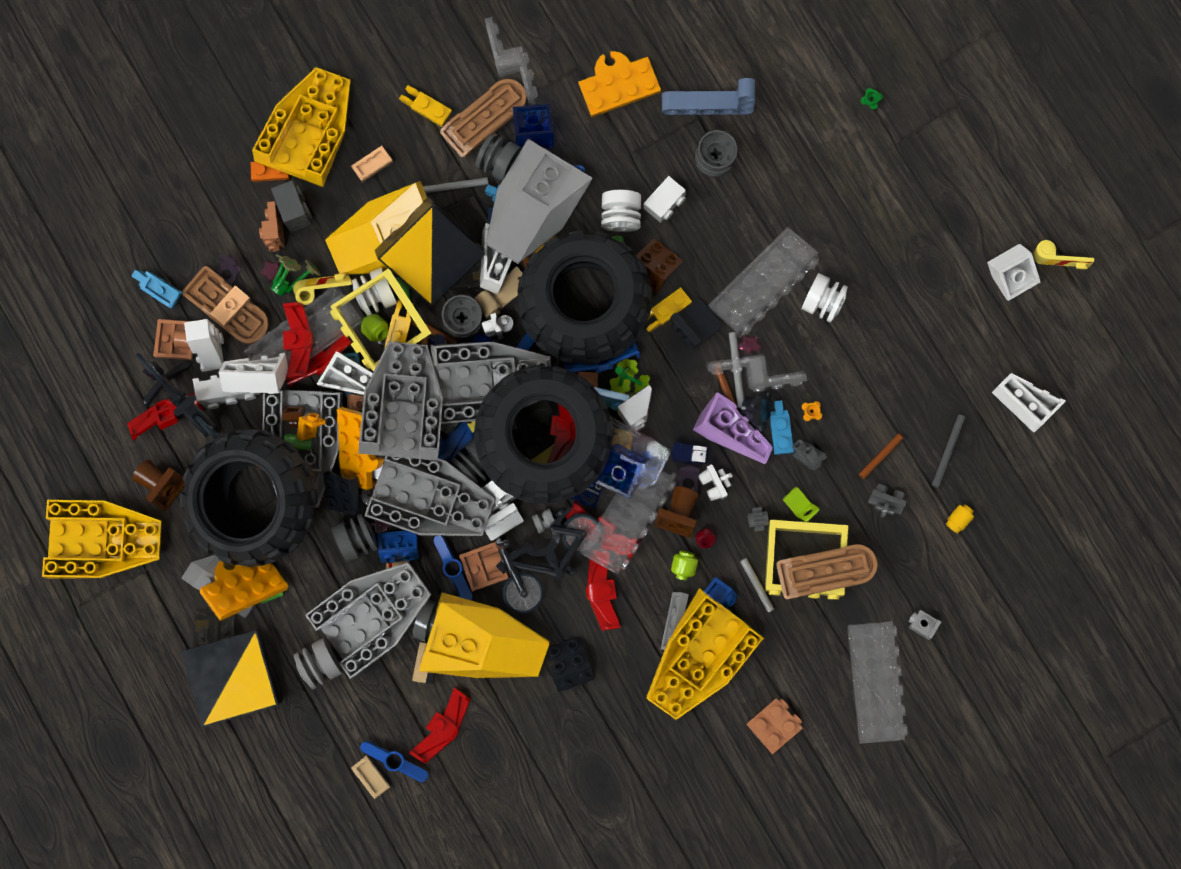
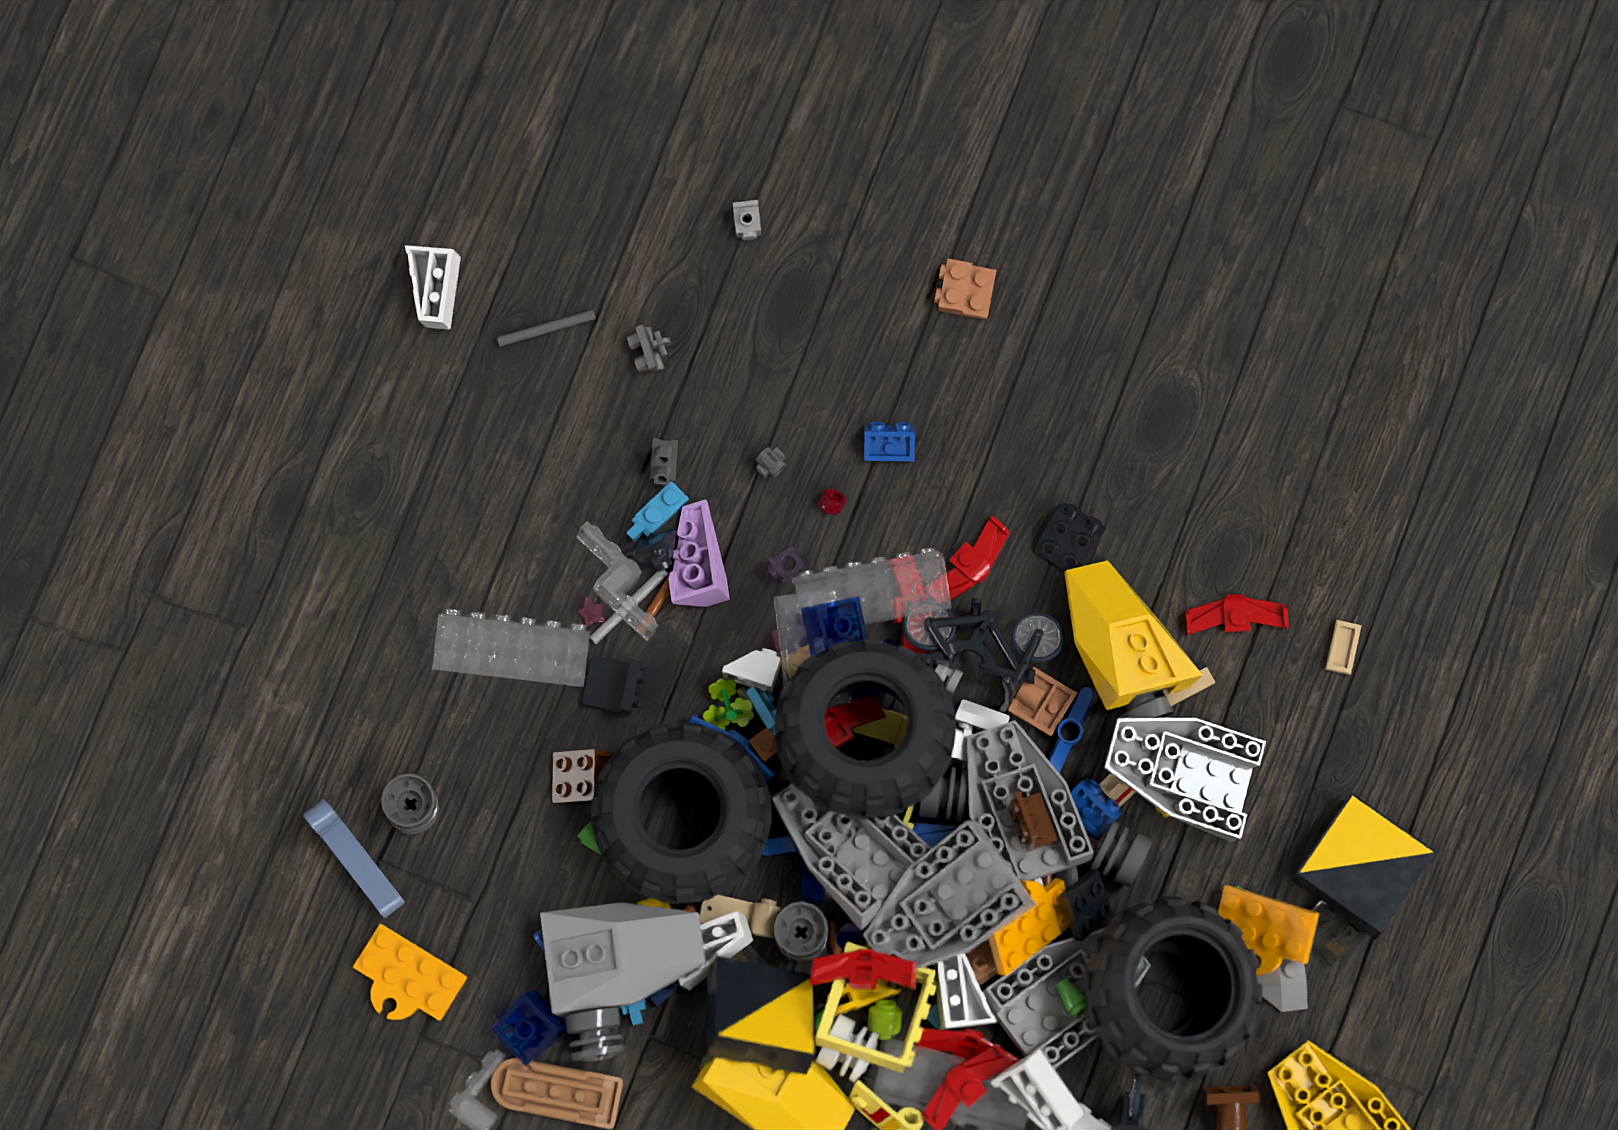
camera: 135 degrees left, 0 degrees up
(292, 414) = (1047, 1022): reddish brown tile -> none
(308, 426) = (1045, 994): light orange bracket -> none
(316, 664) = (1278, 787): light grey wheel -> none
(405, 327) = (863, 969): none -> red plate
(406, 767) = (1306, 619): blue piece -> none
(411, 496) = (1033, 821): none -> reddish brown bracket
(456, 185) = (659, 1063): light grey bar -> none
(496, 326) = (780, 887): white hips -> none
(621, 210) = (553, 854): white wheel -> none
(665, 199) = (501, 821): white brick -> none
(665, 309) = (614, 725): yellow hinge -> none
(675, 613) = (943, 465): light grey hinge -> none
(677, 518) = (827, 545): reddish brown plant -> none
(684, 565) = (877, 500): lime head -> none
(689, 454) = (757, 584): clear blue leg -> none
(701, 656) = (955, 408): yellow wedge -> none
(711, 475) = (772, 524): white hips -> none
(757, 585) = (838, 413): light grey bar -> none
(800, 504) = (722, 432): lime bracket -> none
(807, 527) = (742, 410): light yellow window -> none
(811, 406) = (605, 495): light orange plate -> none
(825, 298) = (483, 573): white wheel -> none
(826, 571) = (772, 350): medium nougat piece -> none
(876, 98) = (221, 684): green plate -> none
(876, 682) = (842, 223): clear bracket -> none
(880, 456) = (605, 391): dark orange bar -> none
(960, 518) = (609, 264): yellow brick -> none
(1014, 271) = (300, 400): white slope -> none
(1046, 254) = (254, 381): light yellow door -> none

